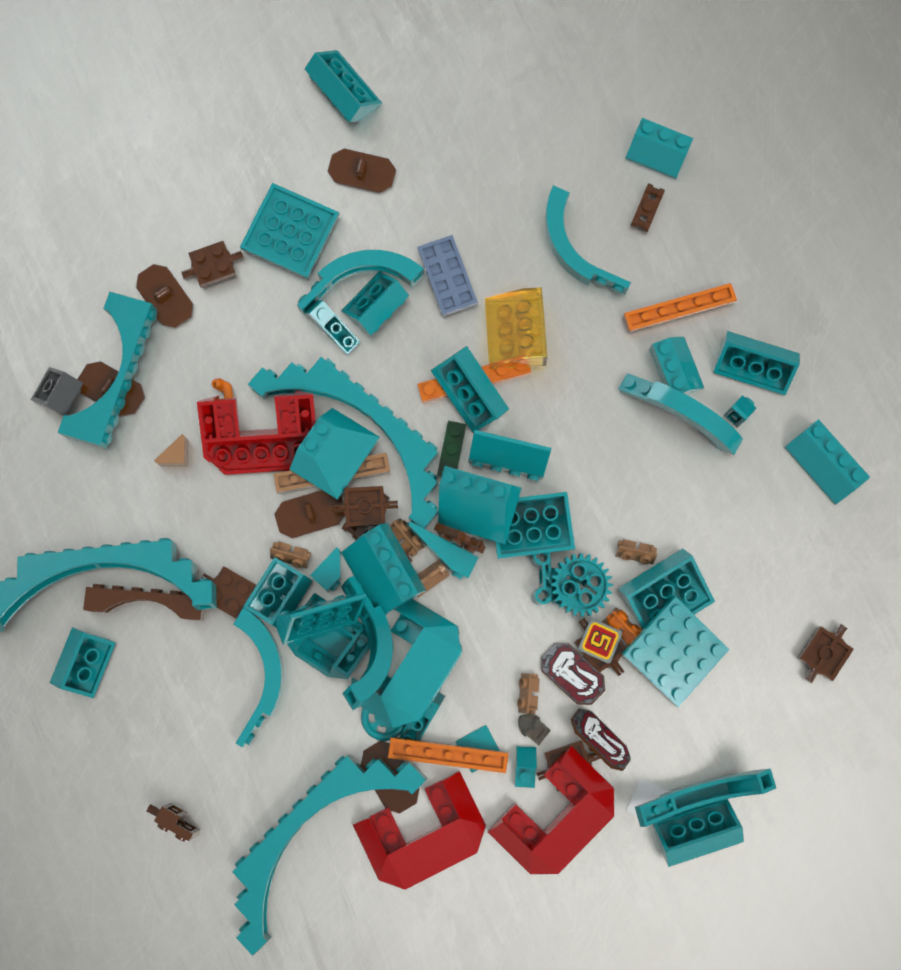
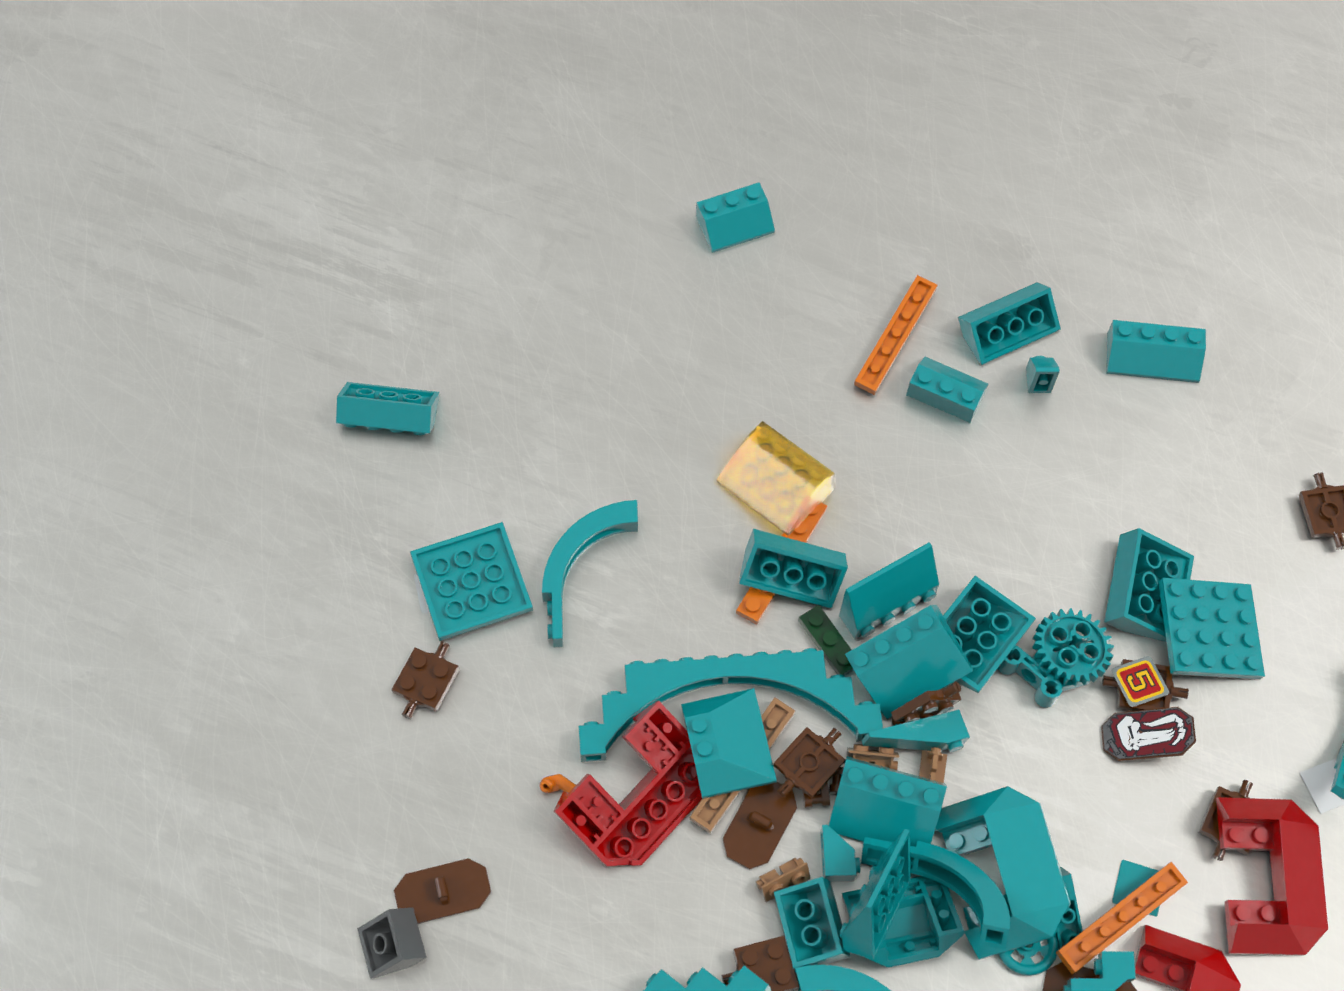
camera: 45 degrees left, 15 degrees down
(97, 421) = (465, 936): teal arch -> none
(162, 290) = (406, 752): reddish brown shield -> none
(175, 455) = (577, 890): medium nougat slope -> none
(332, 326) = (601, 630): teal slope -> none
(361, 170) = (482, 468): reddish brown shield -> none
(375, 302) = (621, 572): teal slope -> none
(447, 275) = (662, 489): sand blue plate -> none
(525, 766) = (1197, 861): teal slope -> none
(526, 702) = (1121, 785): medium nougat hinge -> none
(533, 728) = (1166, 817): clear smoke tile -> none
(566, 254) = (745, 374): teal arch -> none
(600, 739) = (1234, 767): shield -> none
(620, 620) = (1135, 650): orange hinge -> none
(645, 554) = (1092, 570): medium nougat hinge -> none
(647, 207) = (777, 276): reddish brown plate -> none
(686, 408) = (991, 409): teal arch -> none

